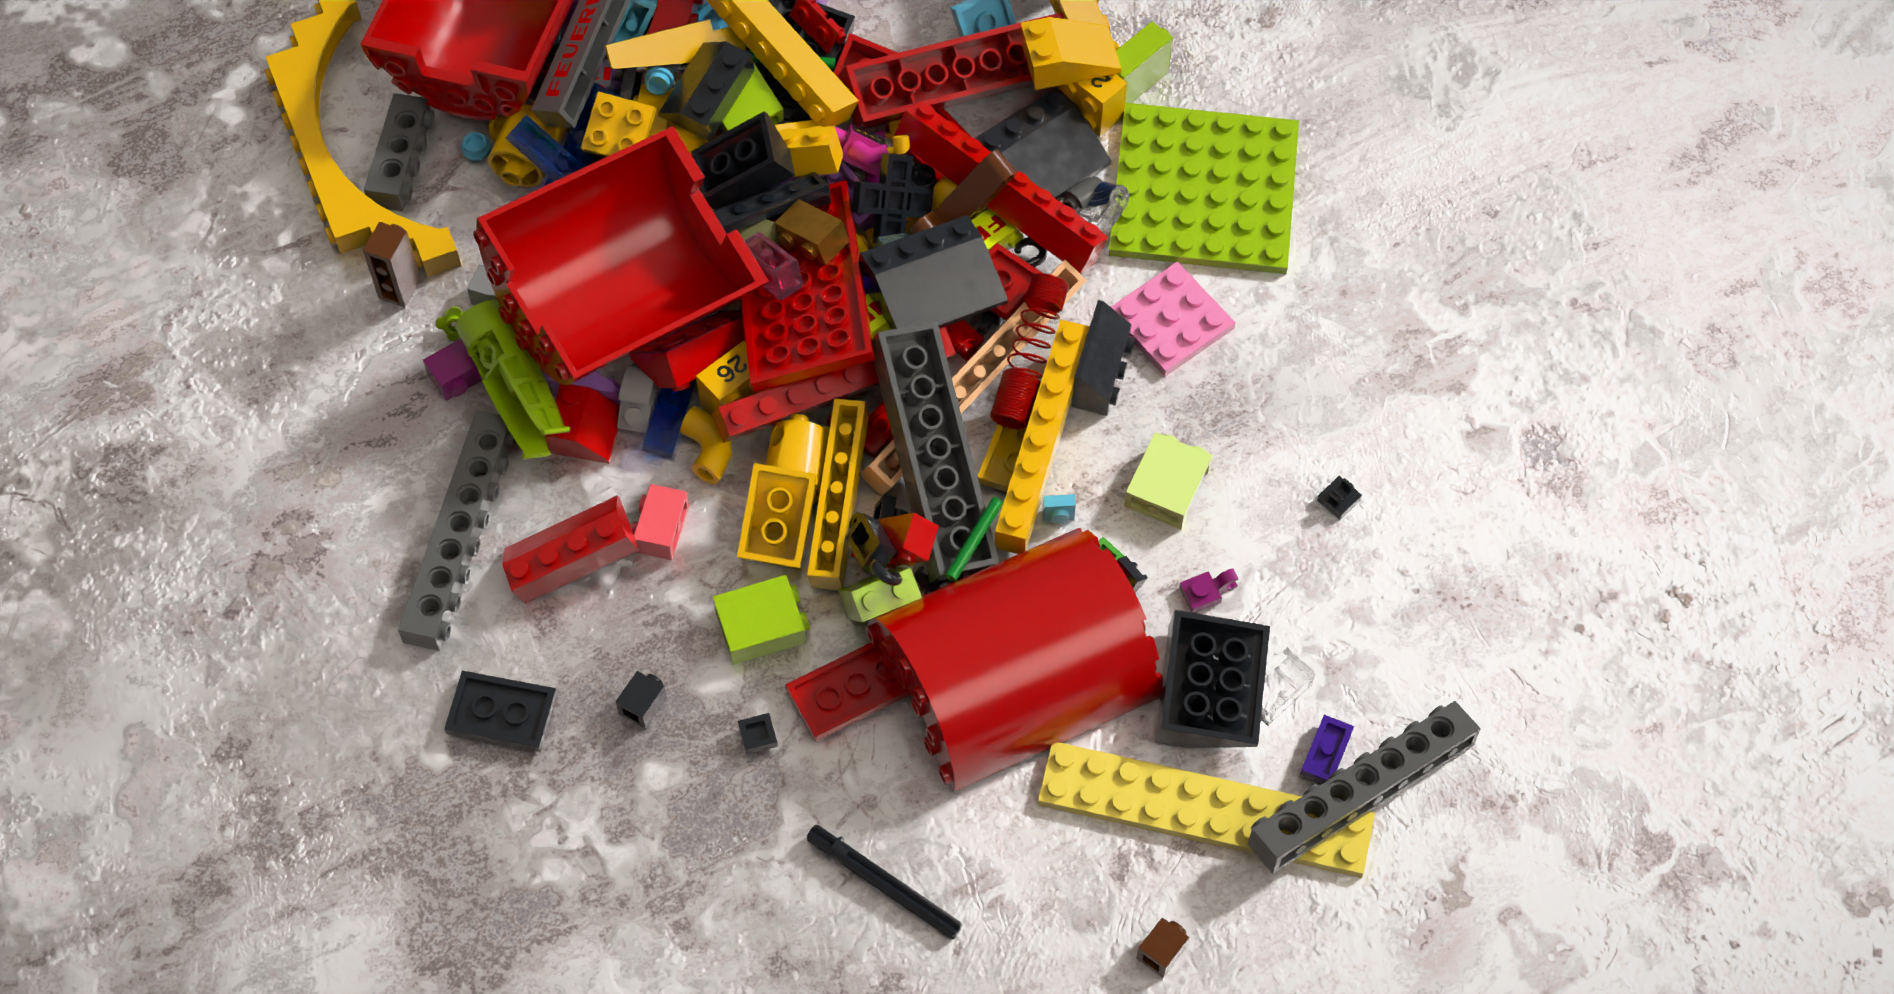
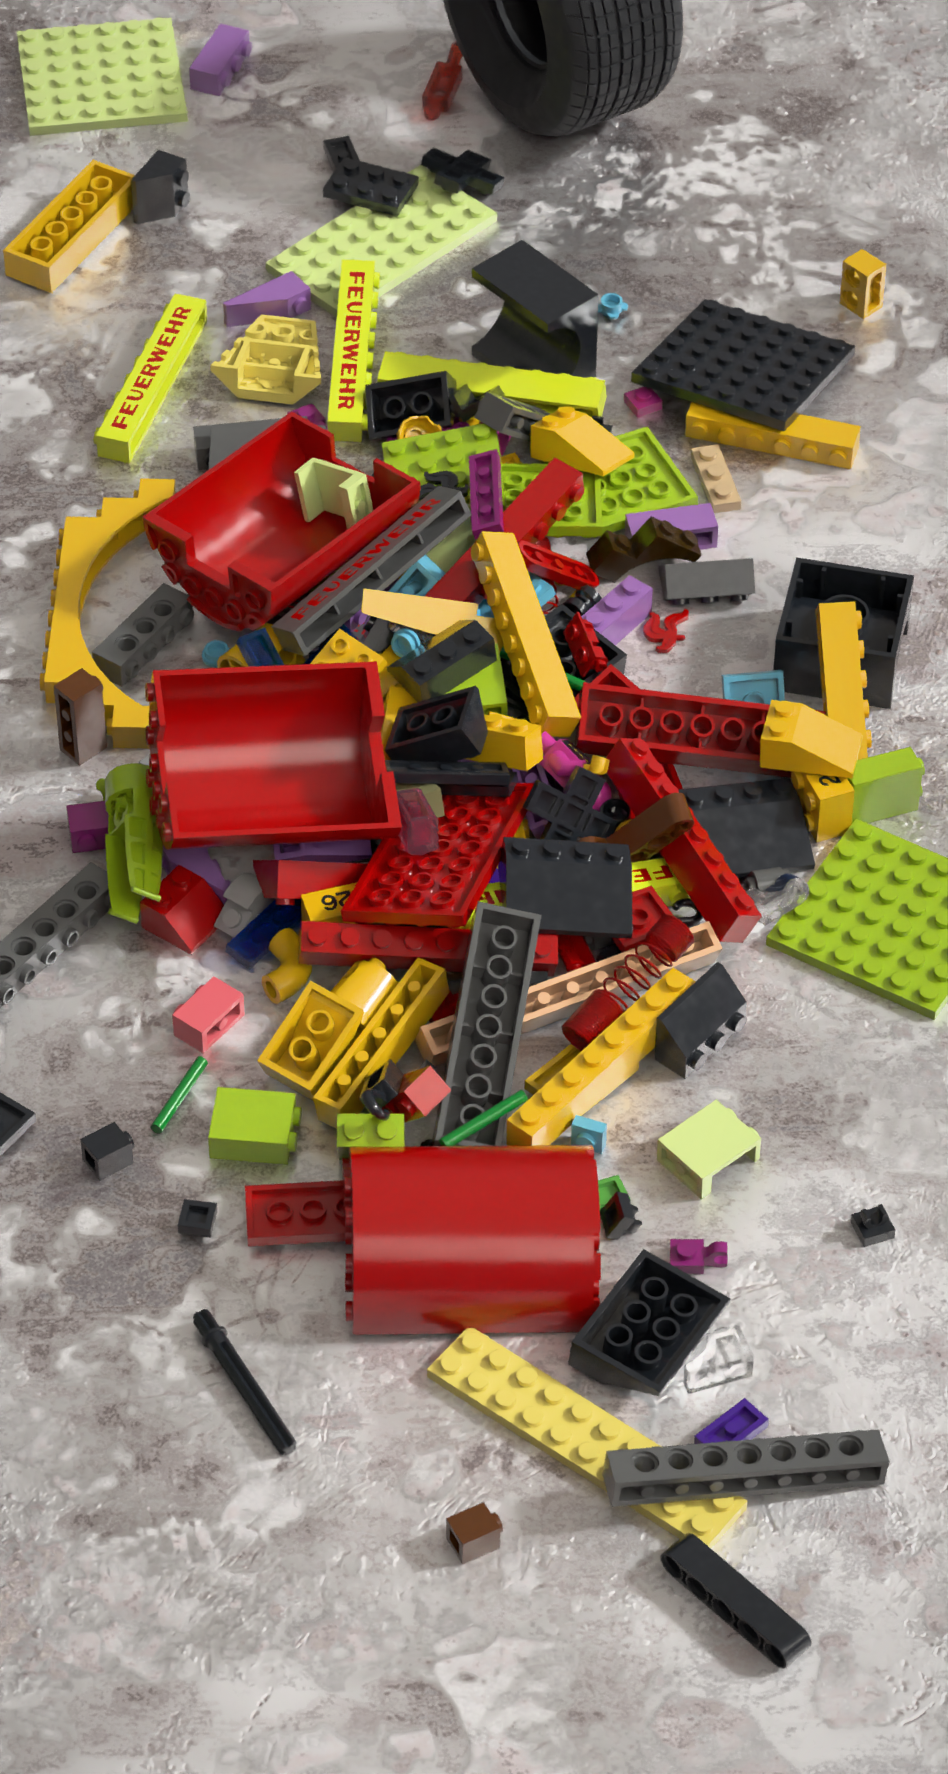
camera: 25 degrees right, 15 degrees down
(569, 550) = (109, 1006): red slope -> none
(674, 613) = (179, 1095): none -> green bar
(811, 232) = (471, 809): pearl gold brick -> none
(1173, 318) = (796, 1017): bright pink plate -> none
(1415, 914) = (736, 1600): none -> black beam

